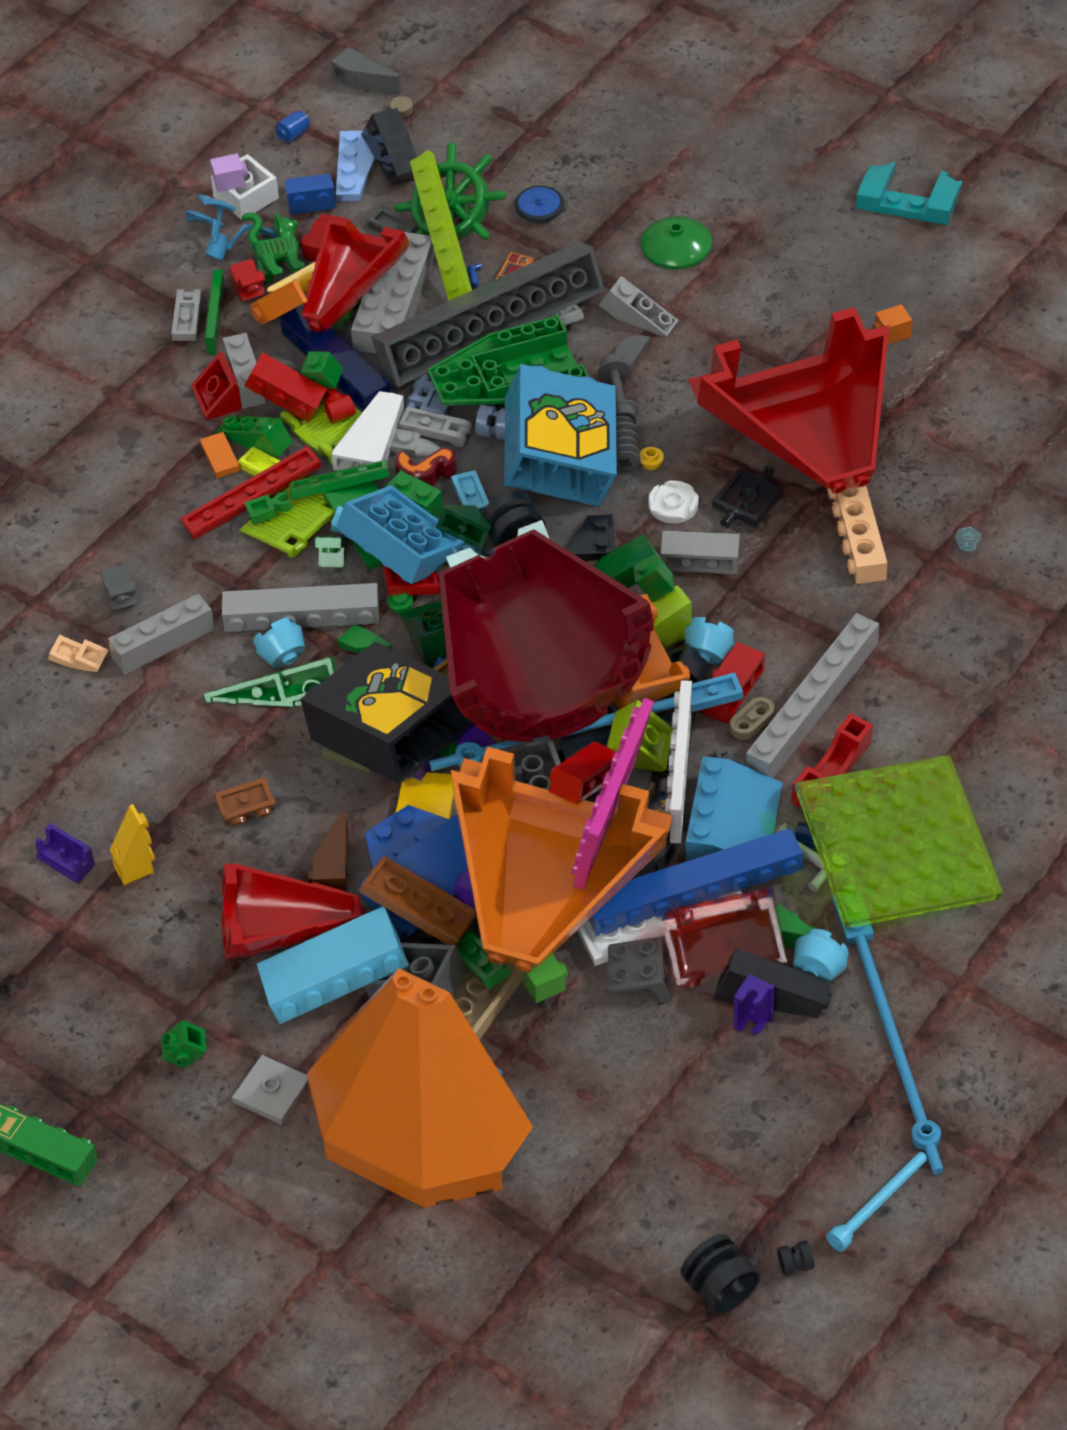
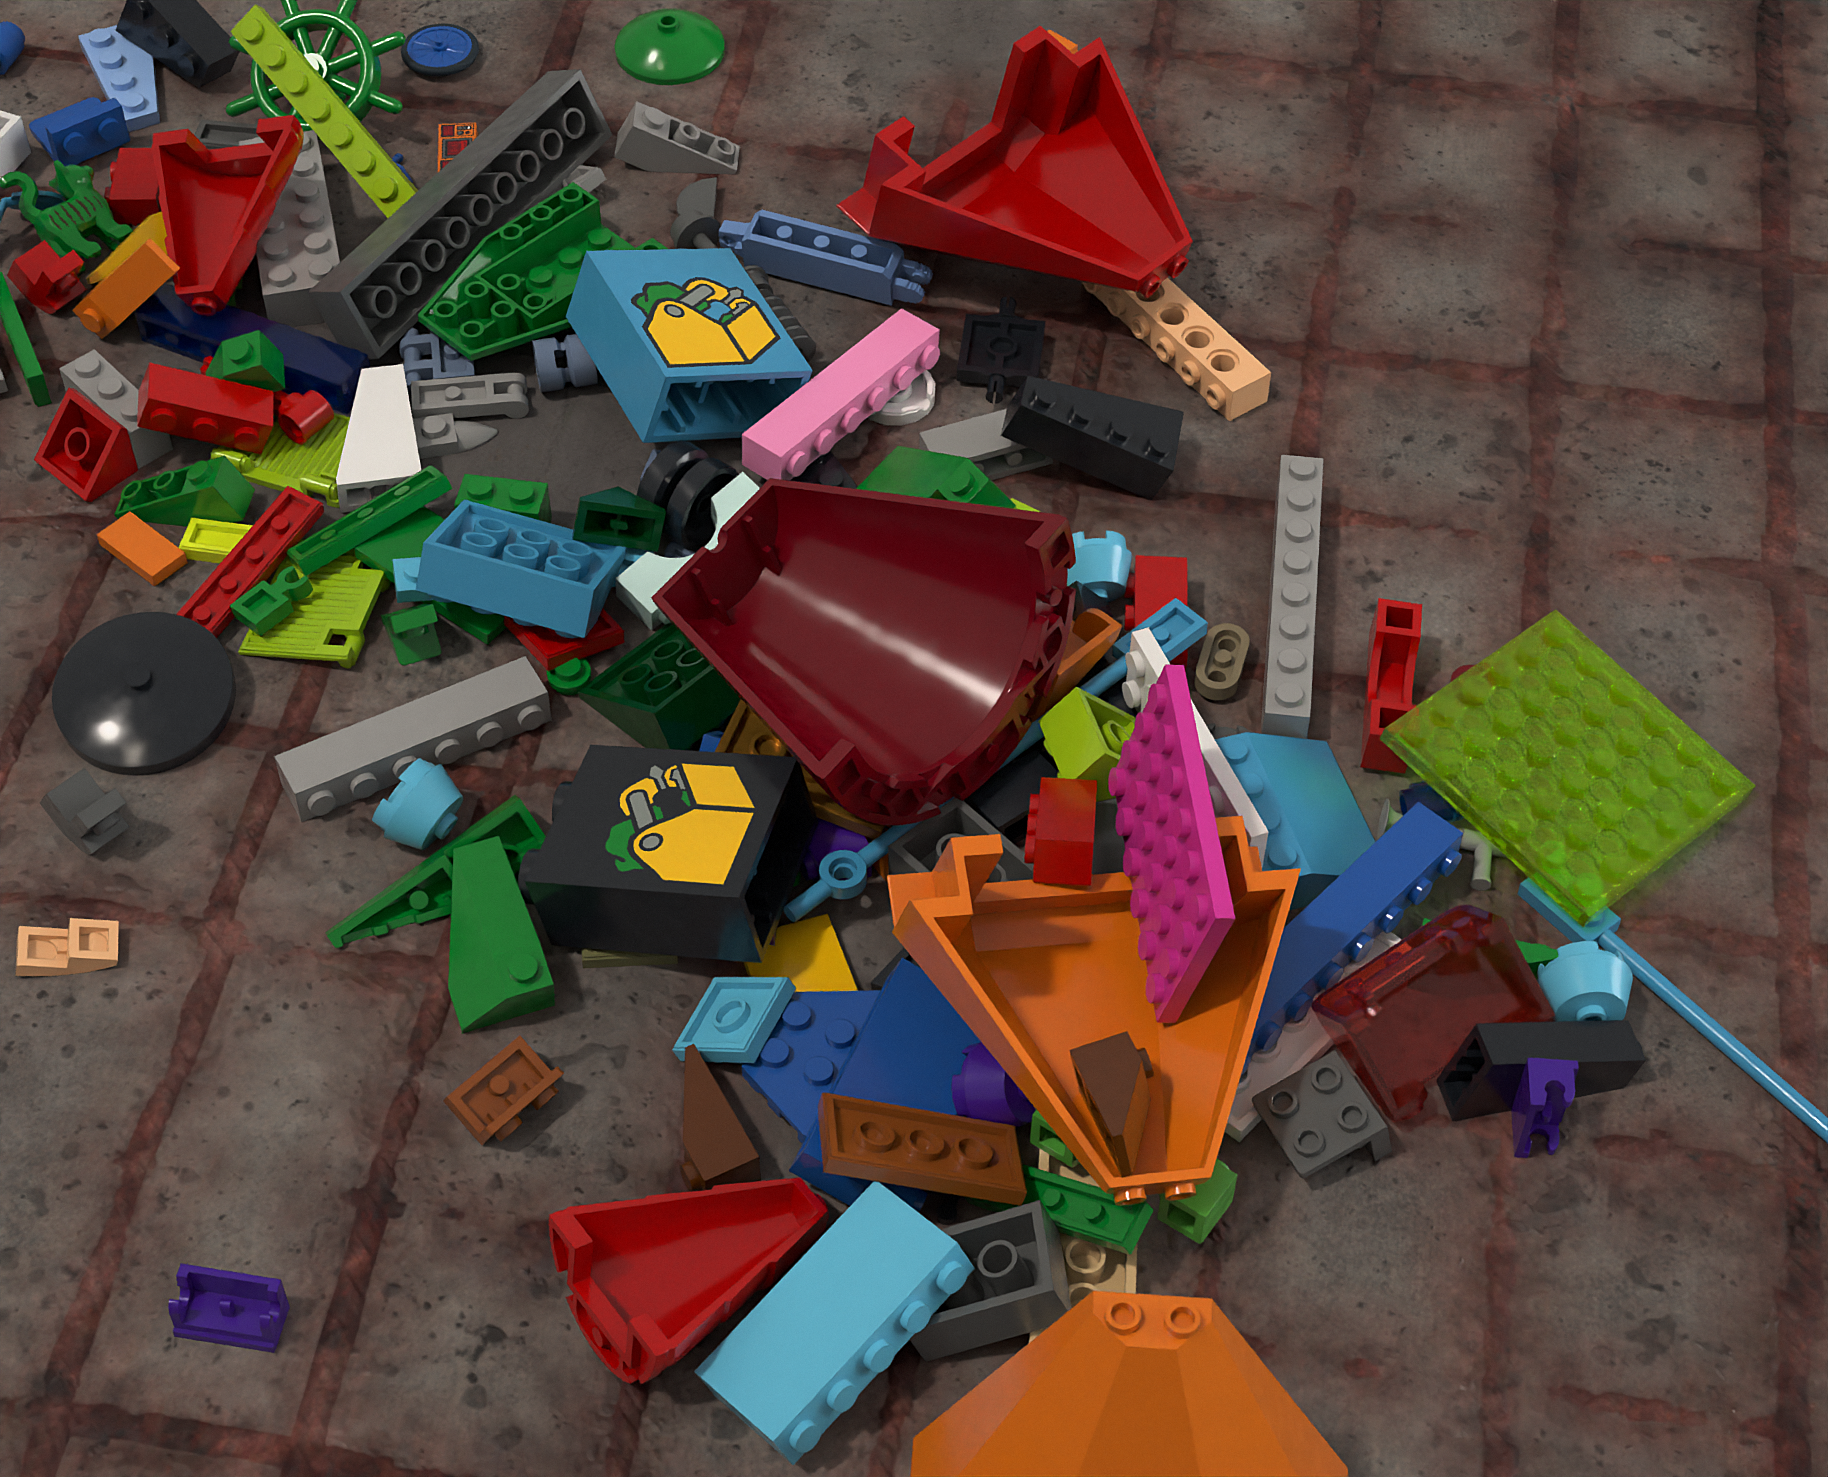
camera: 30 degrees left, 0 degrees up
(131, 849) = (358, 1250): yellow slope -> none
(161, 633) = (200, 862): light grey brick -> none
(179, 535) = (144, 693): none -> black dish
(279, 730) = (494, 948): none -> green wedge
(358, 639) = (545, 756): green slope -> none
(376, 808) = (735, 1018): none -> medium azure tile
(430, 468) = (510, 448): dark red animal -> none
(470, 490) = (580, 471): medium azure plate -> none
(516, 908) = (1116, 1092): none -> reddish brown slope
(632, 494) = (840, 397): none -> bright pink brick
(651, 458) = (828, 340): yellow plate -> none
(677, 408) = (826, 257): none -> medium blue hinge
(758, 564) = (1096, 433): none -> black wedge
(968, 538) = (1343, 308): clear light blue plate -> none

